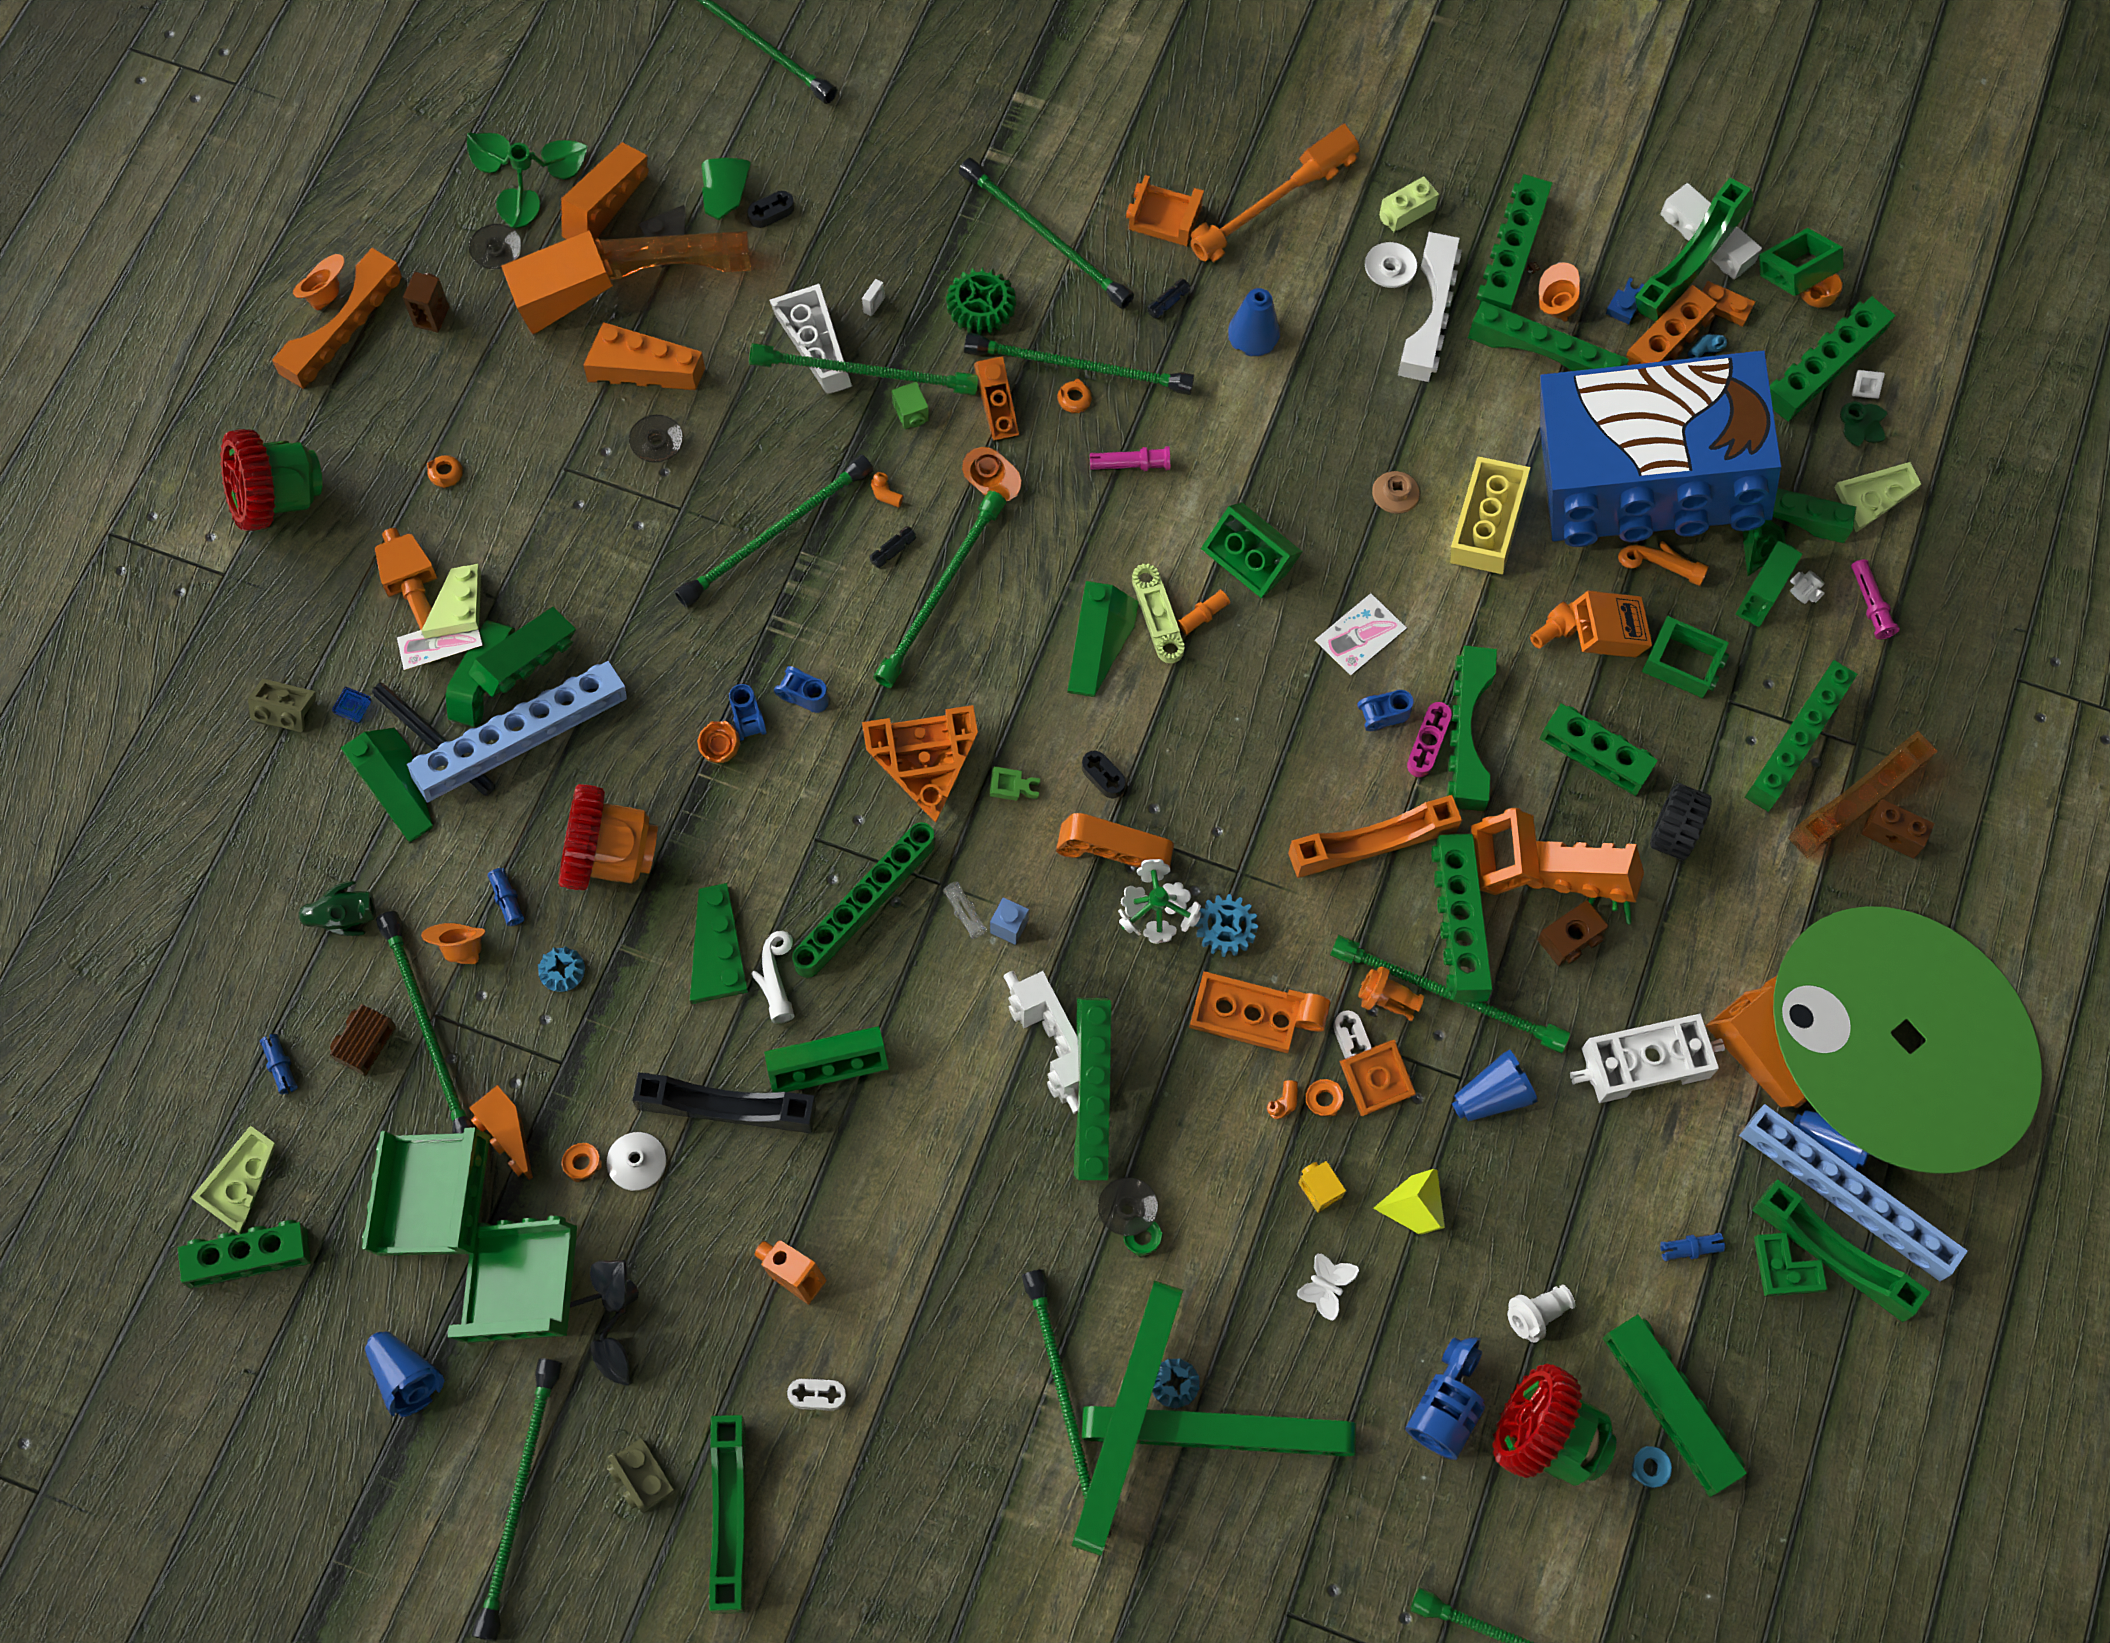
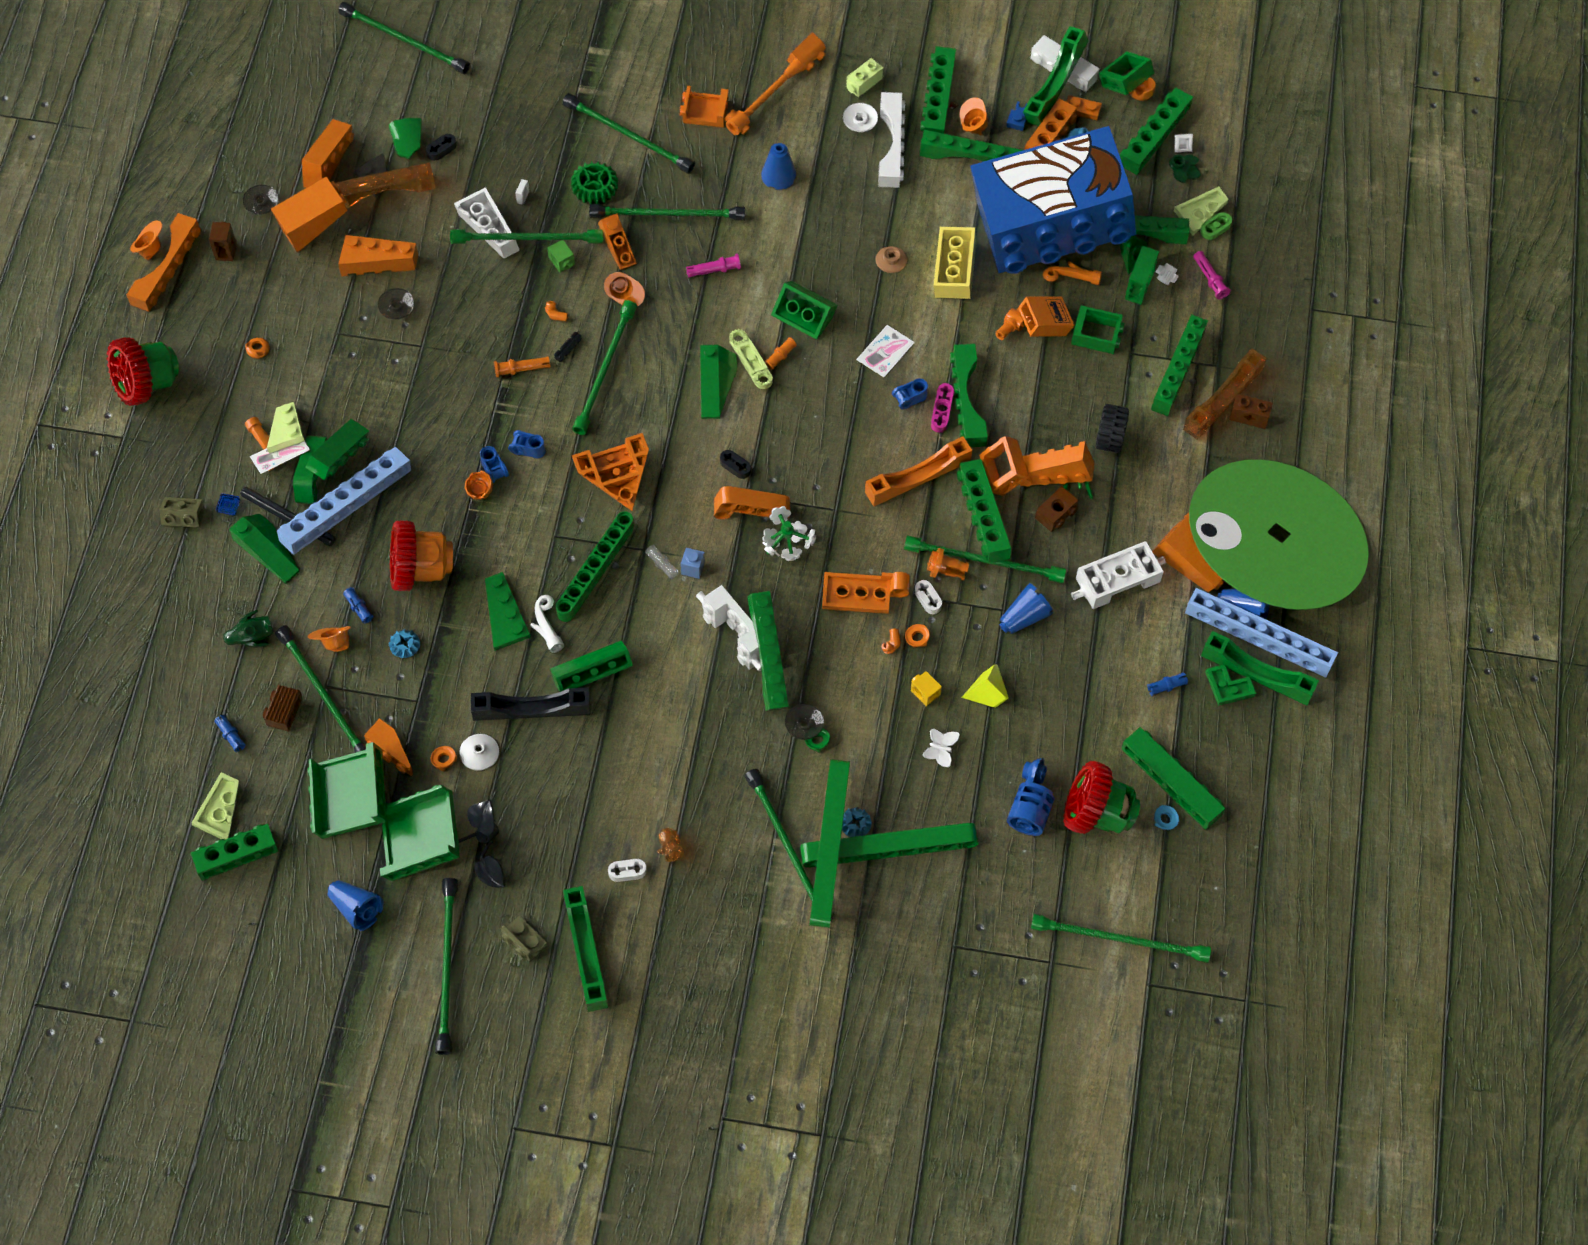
camera: 10 degrees left, 5 degrees down
(401, 560) = (242, 407): orange torso -> none
(518, 206) = (268, 172): green plant -> none
(692, 590) = (440, 395): green hose -> none
(791, 1269) = (596, 796): orange torso -> none
(804, 565) = (512, 366): none -> orange pin
(889, 1362) = (670, 844): none -> clear orange animal
(1008, 784) = (675, 480): bright green plate -> none
(1071, 405) = (668, 239): orange piece -> none
(1168, 298) = (718, 161): black axle -> none
(1227, 913) = (833, 541): dark azure gear -> none
(1377, 1077) = (948, 617): orange tile -> none
(1532, 1315) = (1073, 741): white piece -> none
(1606, 762) = (1058, 402): green brick -> none
(1892, 523) = (1213, 225): none -> bright green plate

